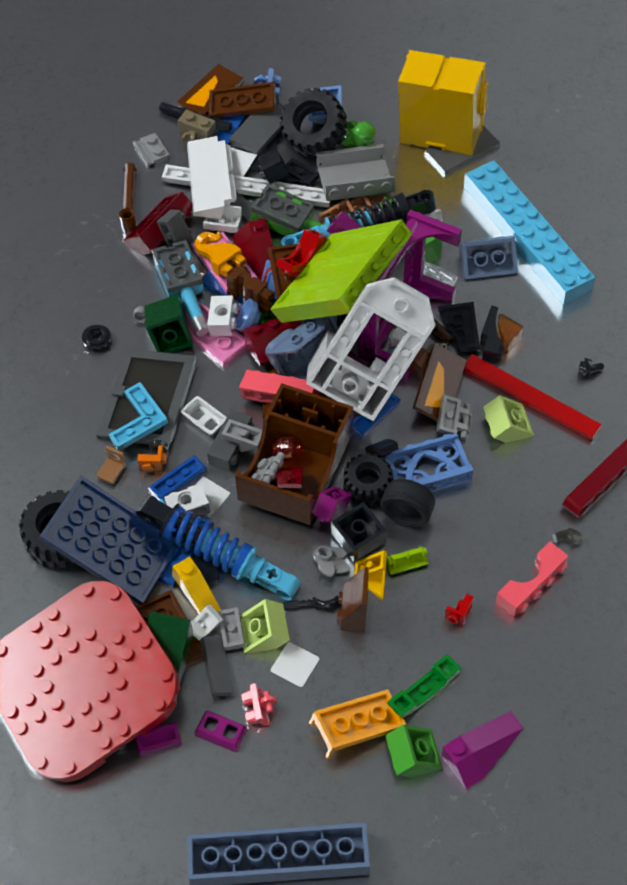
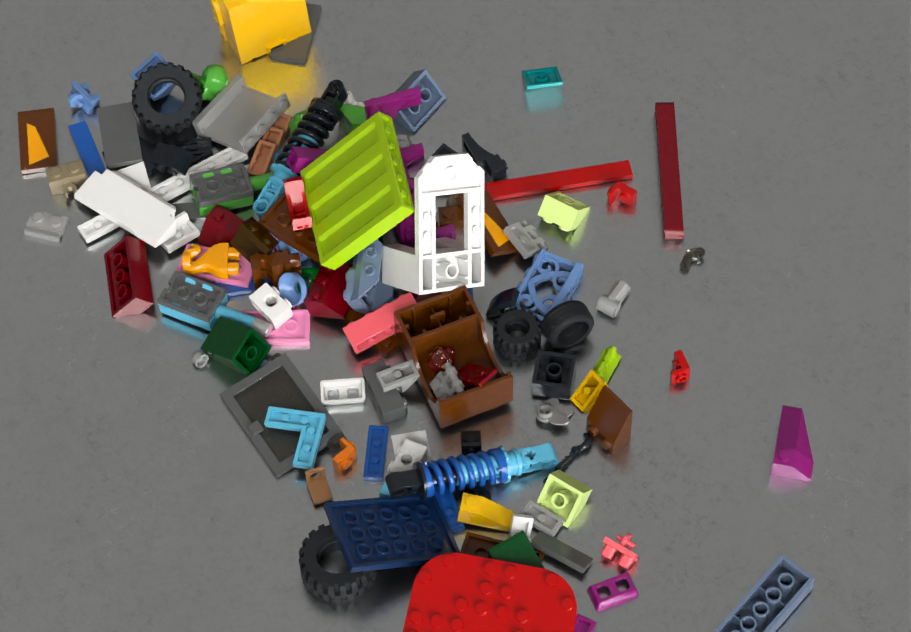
camera: 45 degrees left, 0 degrees up
(96, 330) = (179, 400): black gear -> none
(127, 214) = (95, 290): reddish brown piece -> none
(175, 228) = (154, 270): dark grey brick -> none
(178, 111) = (40, 174): black axle -> none
(242, 100) = (80, 126): reddish brown tile -> none
(248, 529) = (470, 441): none -> black bracket
(254, 256) = (253, 239): none -> dark brown bracket
(295, 664) = (609, 504): white sticker -> none
(331, 504) = (518, 369): magenta brick -> none
(356, 721) = (699, 499): light orange plate -> none
(413, 751) = (753, 486): bright green slope -> none
(425, 688) = (713, 437): green slope -> none
(465, 517) = (611, 302): none -> light grey piece
(509, 331) = (492, 143): clear orange slope -> none
(516, 595) = (704, 325): coral arch -> none
(533, 235) = (406, 53): medium azure brick -> none
(567, 444) = (623, 193): none -> red bracket
(586, 367) = (574, 125): black plate -> none
(603, 313) = (541, 78): none -> teal slope

